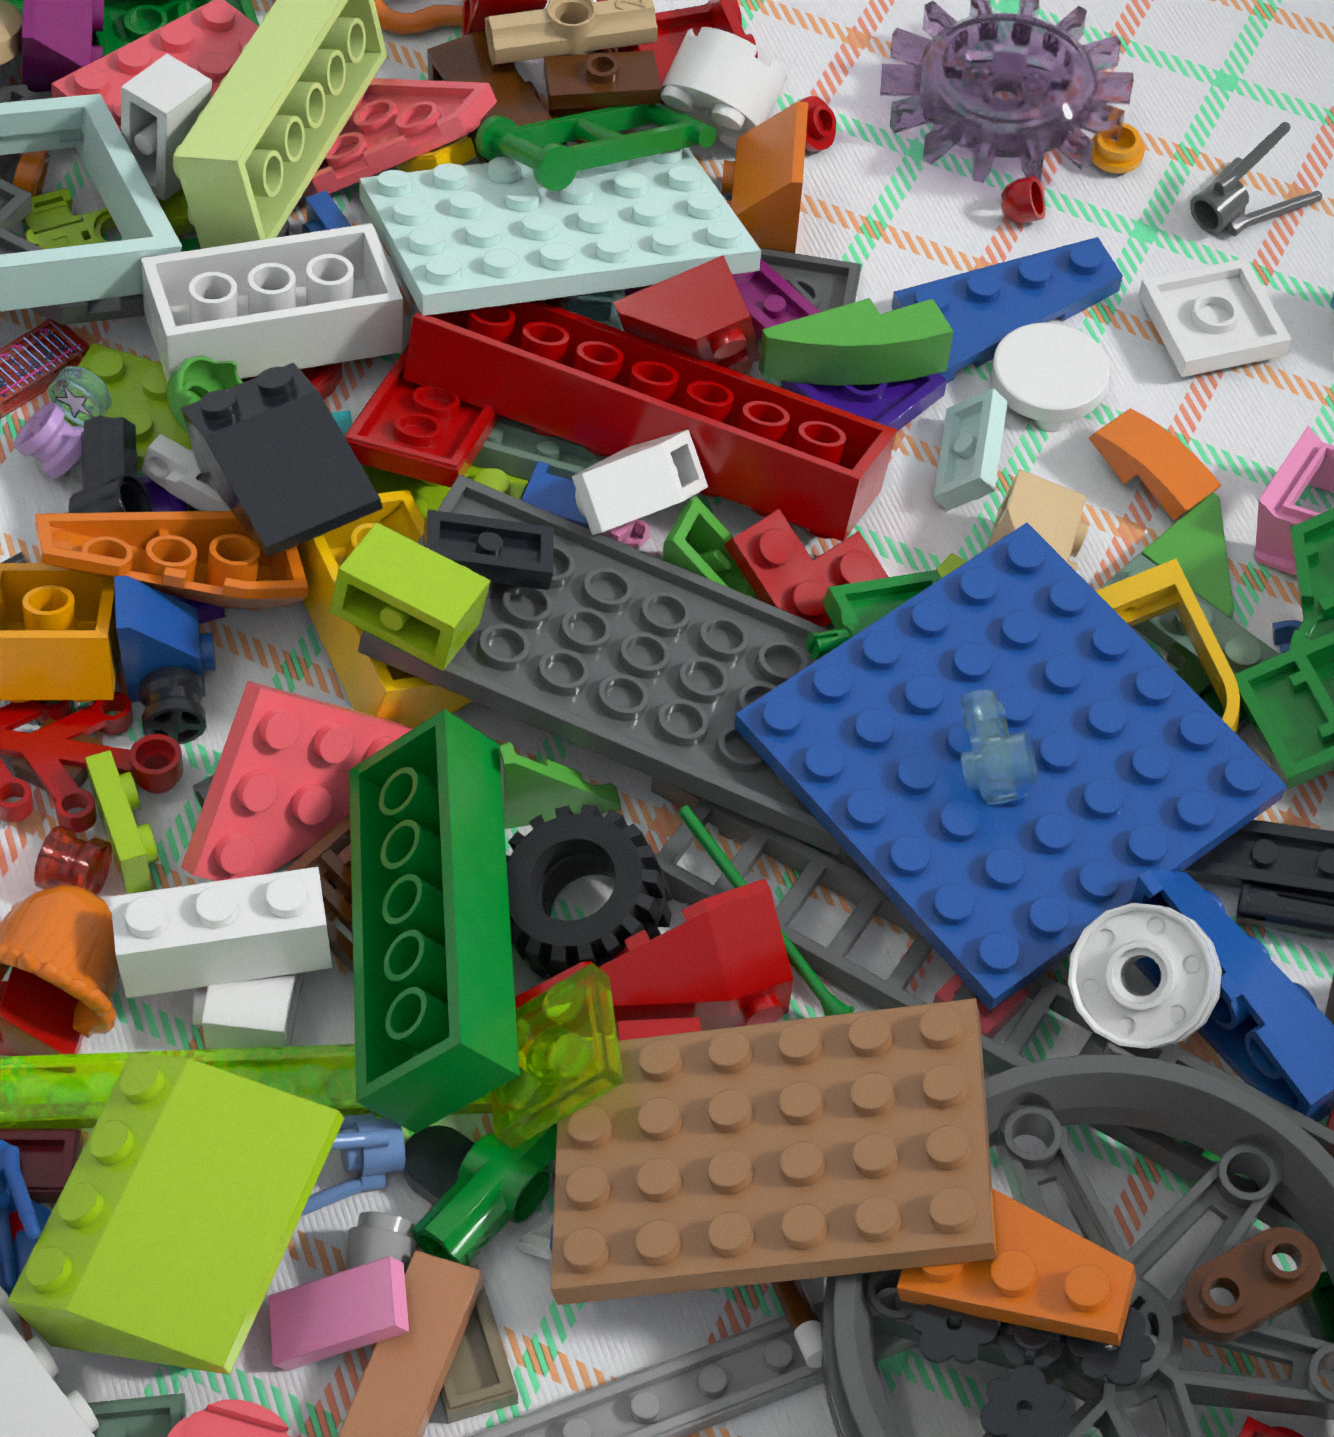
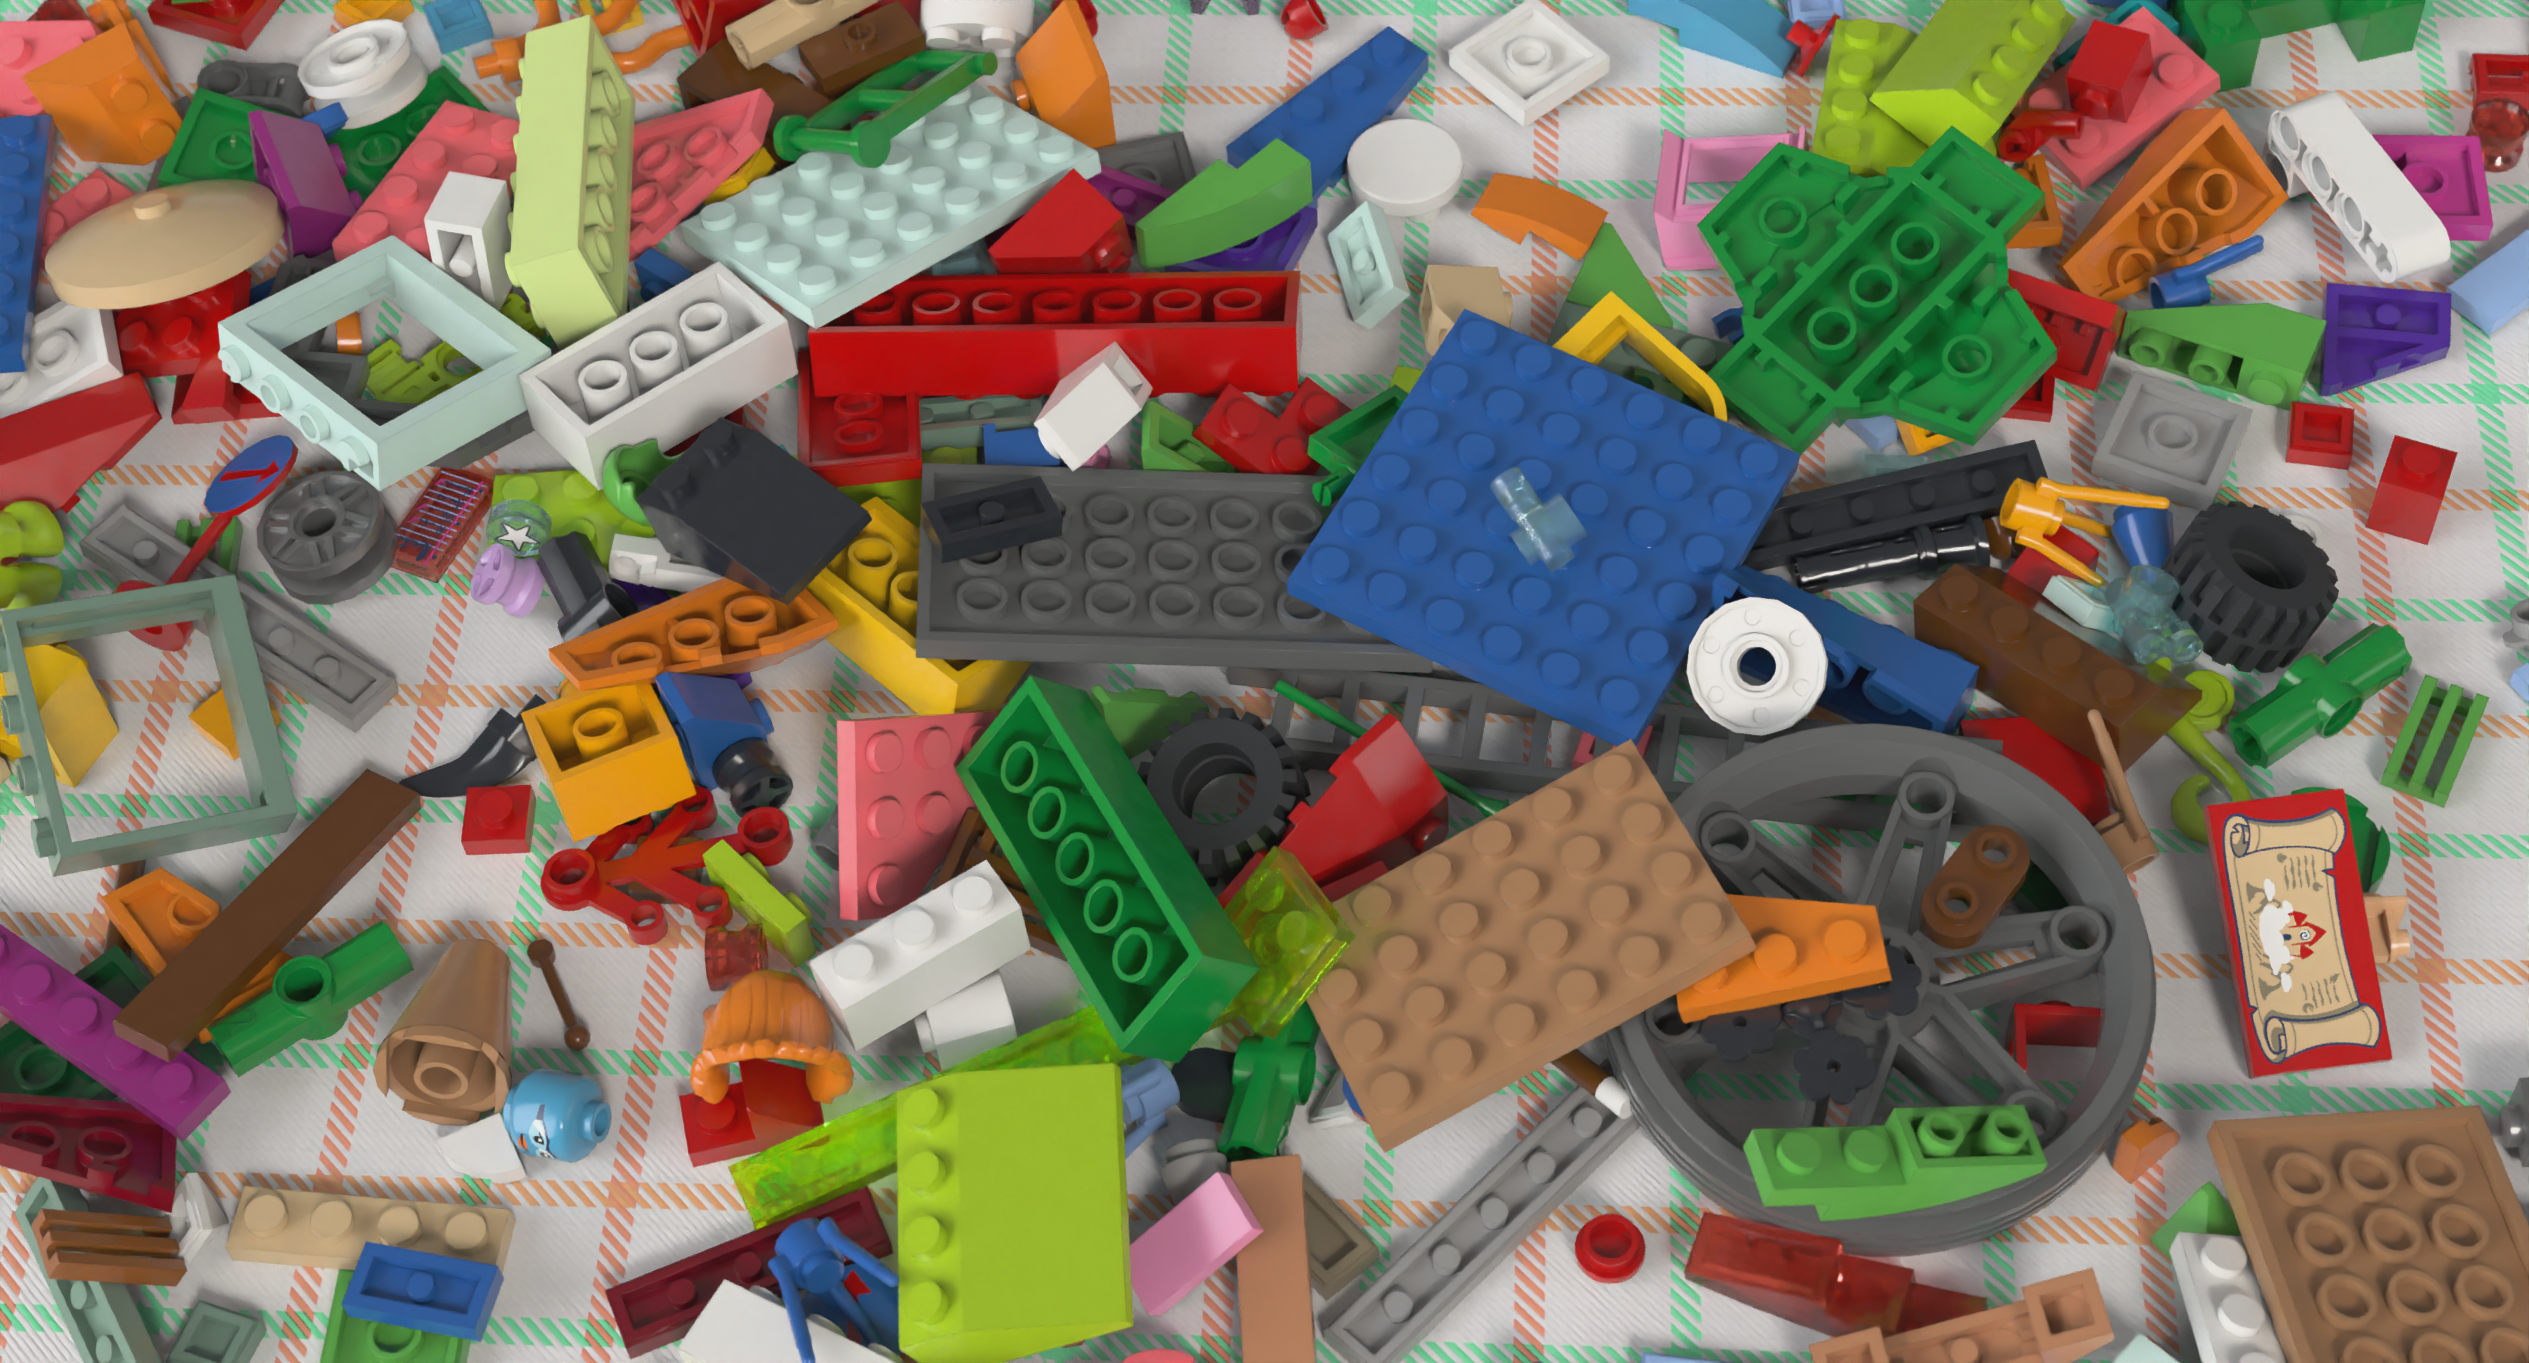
camera: 15 degrees left, 0 degrees up
(409, 596) = (946, 587): lime brick -> none

